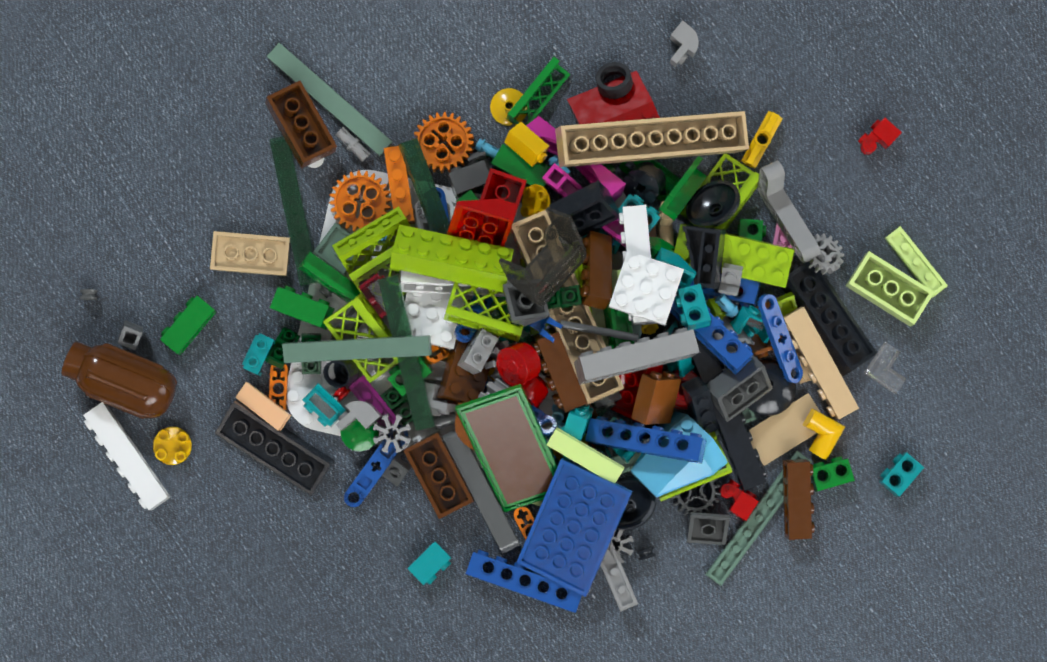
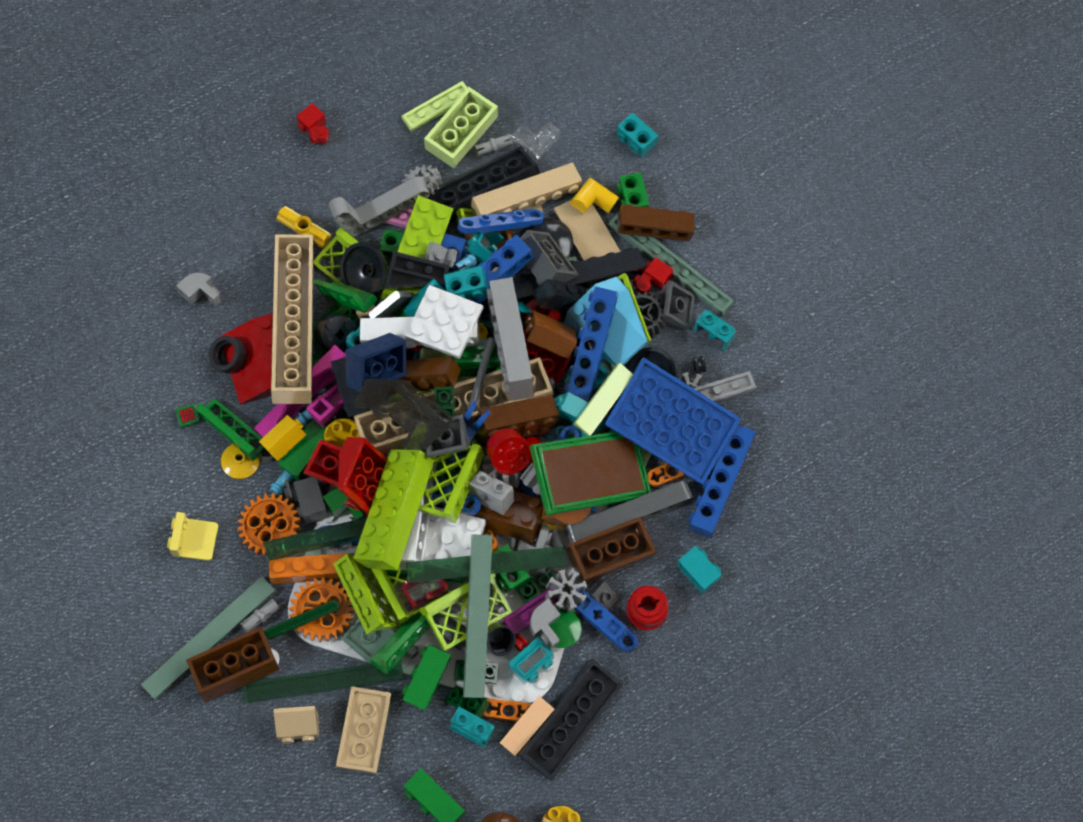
camera: 85 degrees left, 15 degrees down
(249, 190) = (296, 724): none -> tan slope
(345, 183) = (301, 619): none -> dark green axle
(387, 514) = (647, 608): none -> red wheel
(424, 71) = (192, 538): none -> light yellow bracket
(549, 50) = (187, 416): none -> tile
(597, 224) = (376, 359): none -> dark blue brick
(668, 235) = (392, 305): none -> dark grey tile
(686, 567) = (716, 327): none -> teal window
(875, 324) = (493, 145): none -> light grey pin

